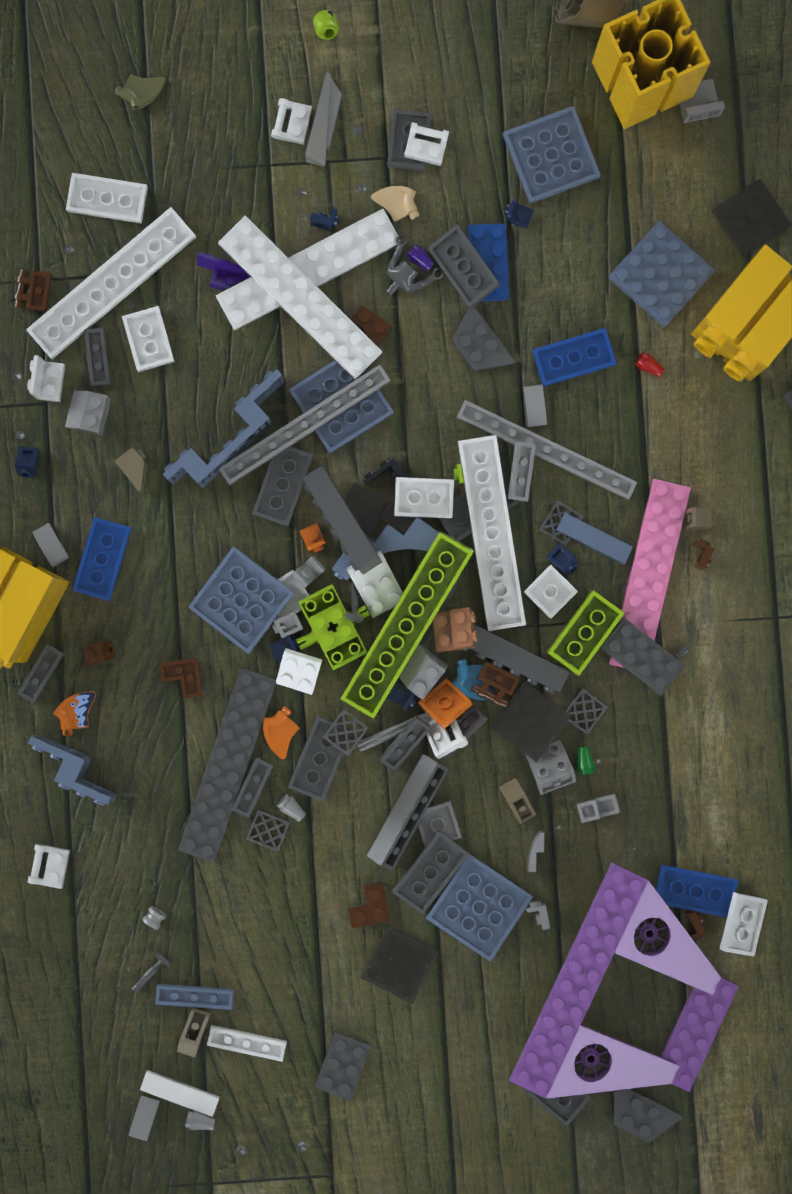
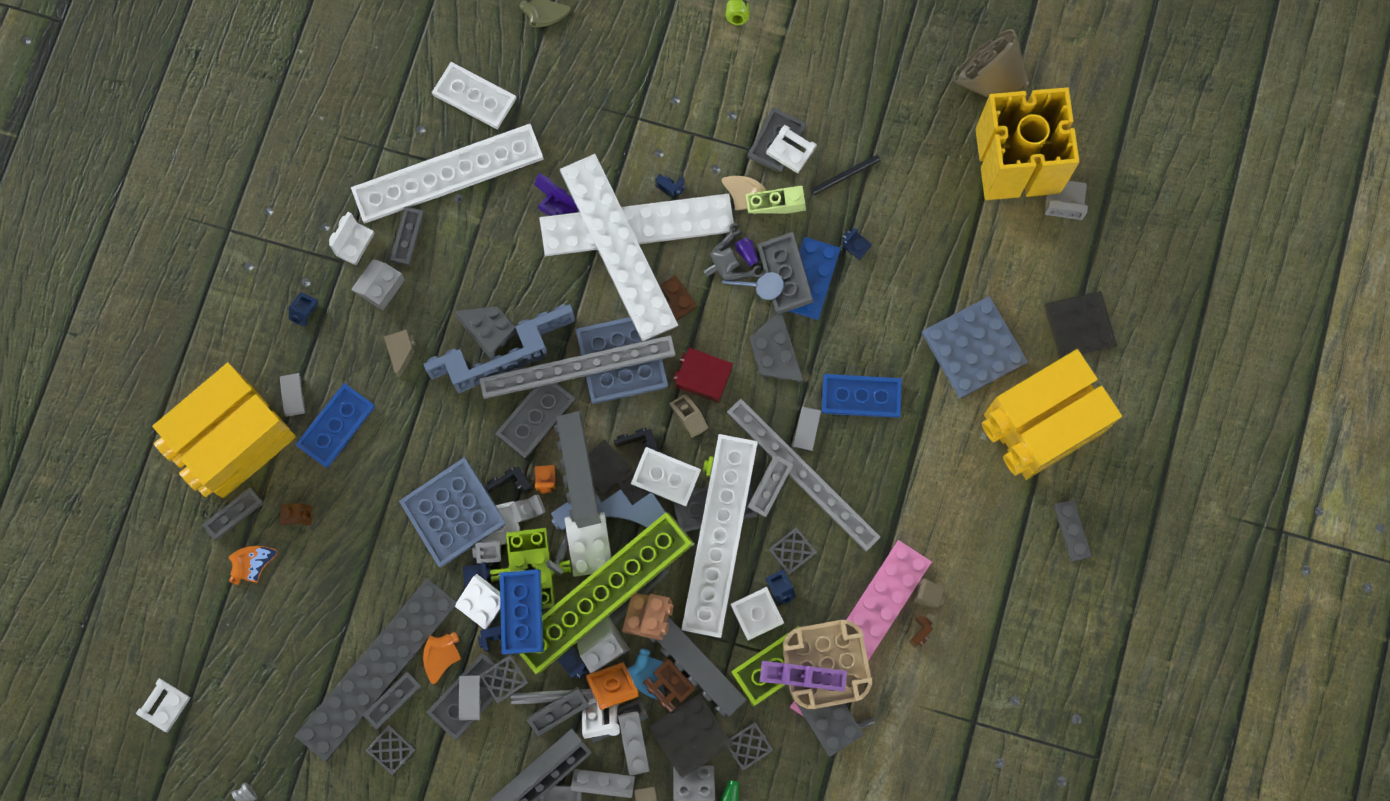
camera: 20 degrees right, 10 degrees down
(38, 290) = (376, 157): reddish brown plate -> none
(72, 770) = (224, 618): sand blue bracket -> none
(148, 339) = (461, 236): white plate -> none
(187, 672) = (372, 562): reddish brown plate -> none
(206, 417) = (487, 327): none -> dark grey wing
(291, 808) = (421, 734): light grey cone -> none
(292, 549) = (521, 481): none -> black bracket
(297, 124) = (678, 89): white plate -> none
(321, 695) = (493, 633): none -> dark blue bracket
(322, 760) = (469, 697): none -> light grey slope
(324, 122) = (702, 97): light grey wedge -> none
(340, 668) = (521, 612): none -> blue plate
(422, 390) = (703, 374): none -> dark red brick
(423, 432) = (689, 415): none -> dark tan slope
(431, 199) = (777, 201): none -> yellowish green slope
(452, 285) = (768, 285): none -> sand blue piece
(468, 791) = (602, 783): none -> light grey plate
(482, 746) = (633, 743): none -> light grey plate
(484, 151) = (844, 175): none -> black bar
(551, 155) = (907, 200): sand blue plate -> none
(594, 538) = (819, 577): sand blue tile -> none
(615, 634) = (803, 676): none -> medium lavender slope
(631, 615) = (829, 646): none -> tan tile
(648, 364) = (932, 428): red cone -> none

